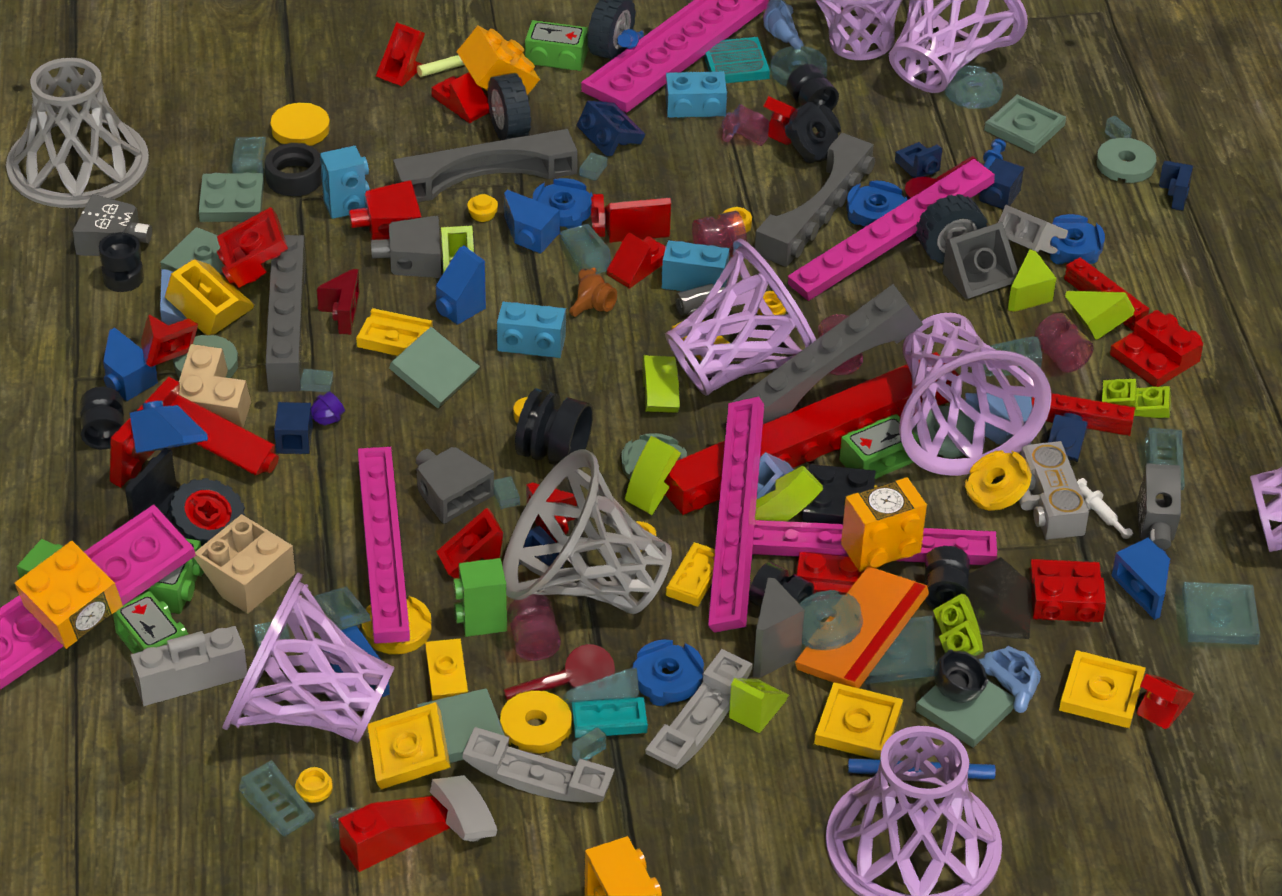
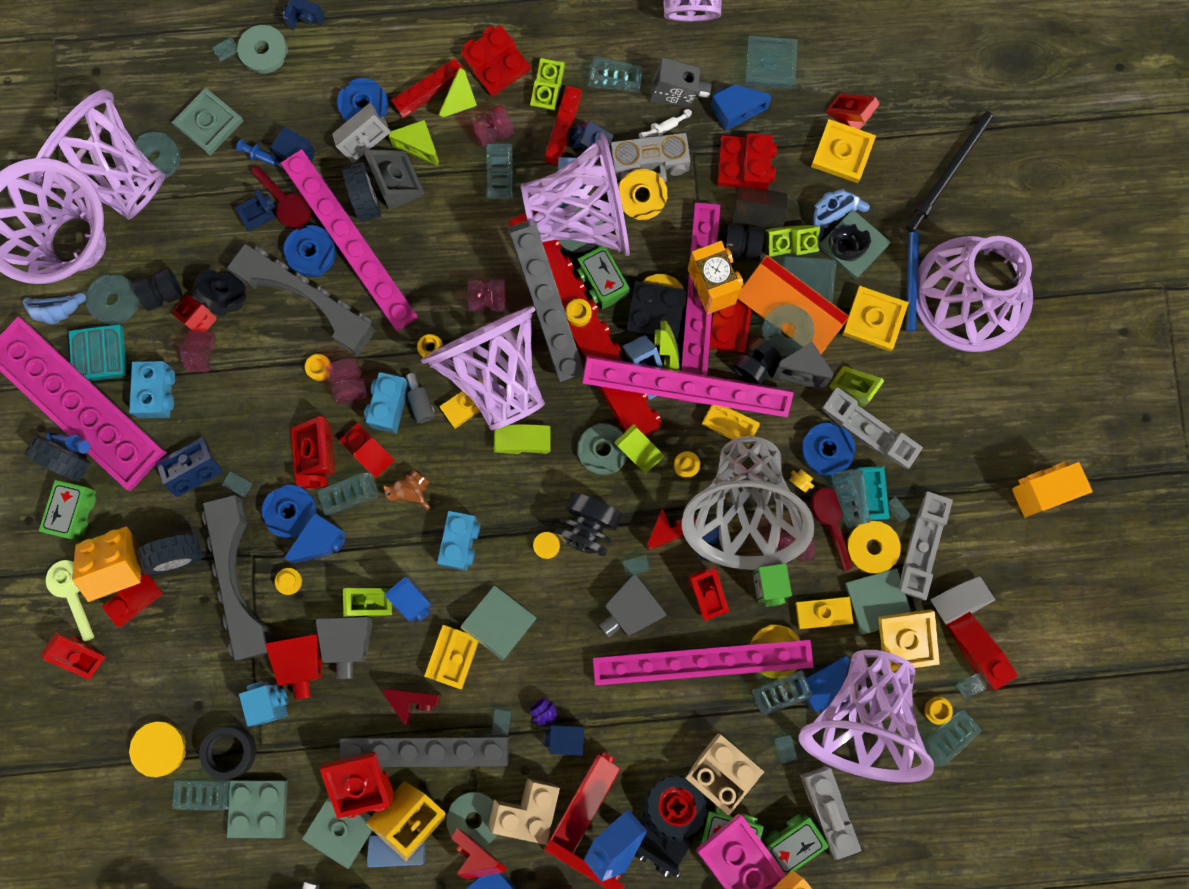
camera: 85 degrees left, 35 degrees up
(623, 642) = (801, 480): none -> yellow plate
(823, 411) = (578, 312): none -> yellow tile
(1032, 781) = (925, 207): none -> black bar

